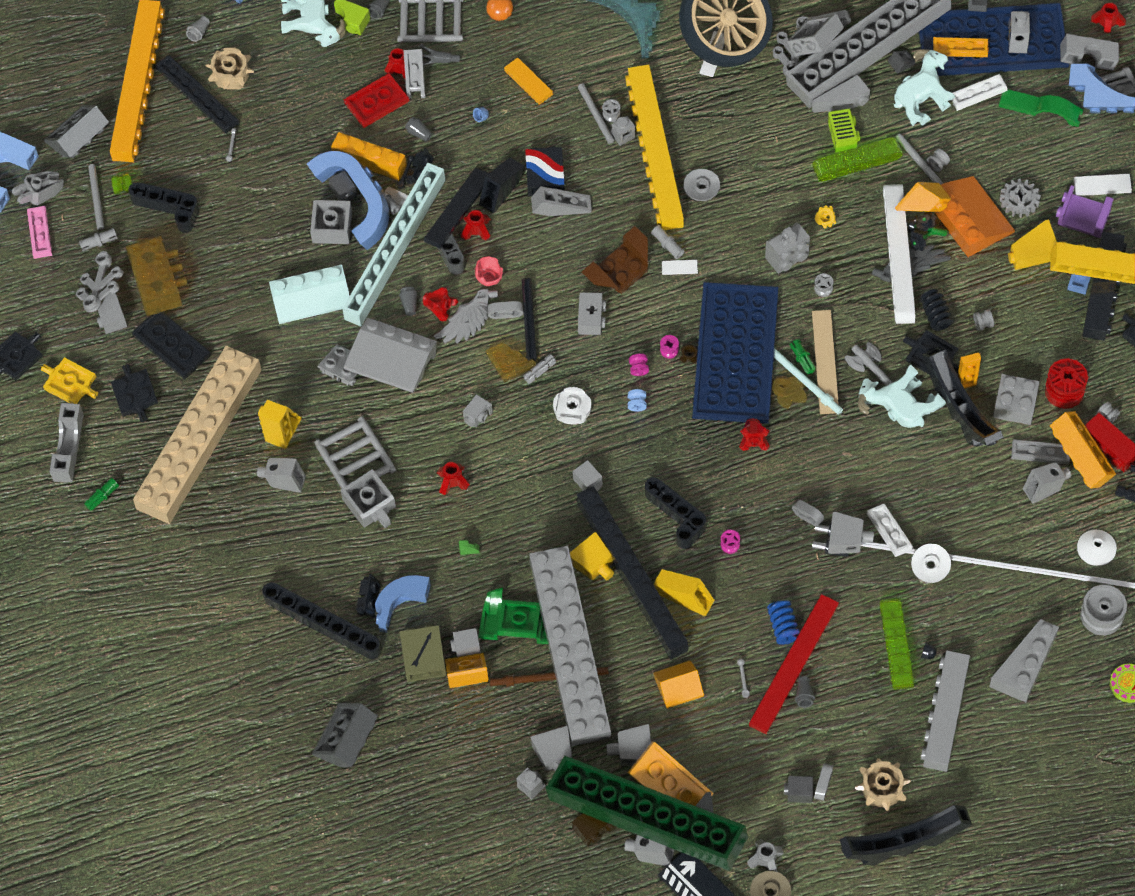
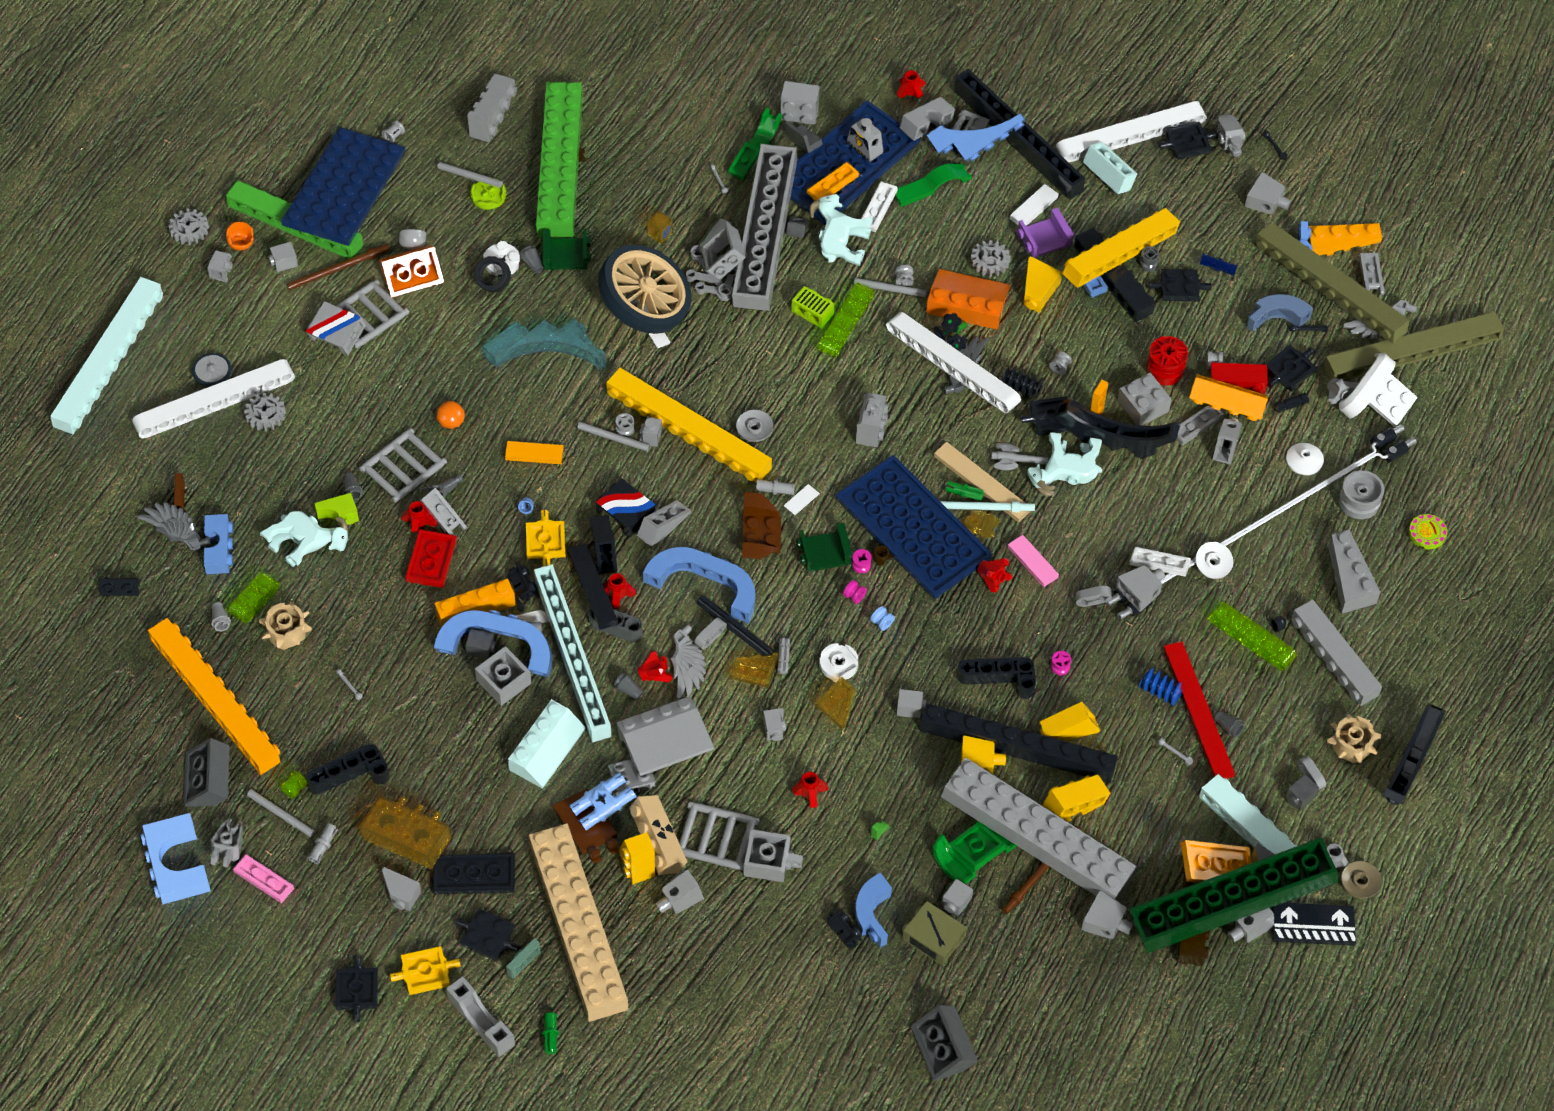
camera: 50 degrees left, 5 degrees down
(93, 301) = (367, 875): light grey plant -> none
(137, 428) = (523, 958): none -> sand green plate
(197, 94) = (275, 668): black tile -> none
(233, 33) = (253, 597): none -> clear neon green beam
(278, 372) = (587, 840): none -> reddish brown tile
(299, 364) = (604, 791): none -> light blue pin
(312, 420) = (651, 818): none -> tan brick
(327, 627) = (825, 983): black beam -> none
(418, 129) = (490, 554): dark grey cone -> none
(466, 149) = (545, 539): none -> yellow plate
(466, 670) = (980, 915): light orange slope -> none
(488, 271) = (666, 615): coral hair -> none
(530, 783) = (1117, 951): light grey brick -> none
(535, 235) = (709, 567): none -> medium blue arch
(539, 433) = (837, 702): none -> clear yellow wing
(591, 323) = (777, 584): light grey brick -> none
(625, 646) = (1077, 797): none -> yellow wedge
(630, 744) = (1159, 865): light grey torso -> none
(652, 316) = (825, 550): none -> dark green panel
(679, 684) = (1137, 793): light orange slope -> none
(736, 771) = (1243, 816): none -> light aqua brick
(796, 450) = (1033, 561): none -> bright pink tile
(822, 216) = (865, 382): yellow animal -> none
(823, 280) = (919, 424): light grey wheel -> none
(845, 96) = (787, 282): light grey slope -> none
(924, 197) = (937, 305): light orange slope -> none

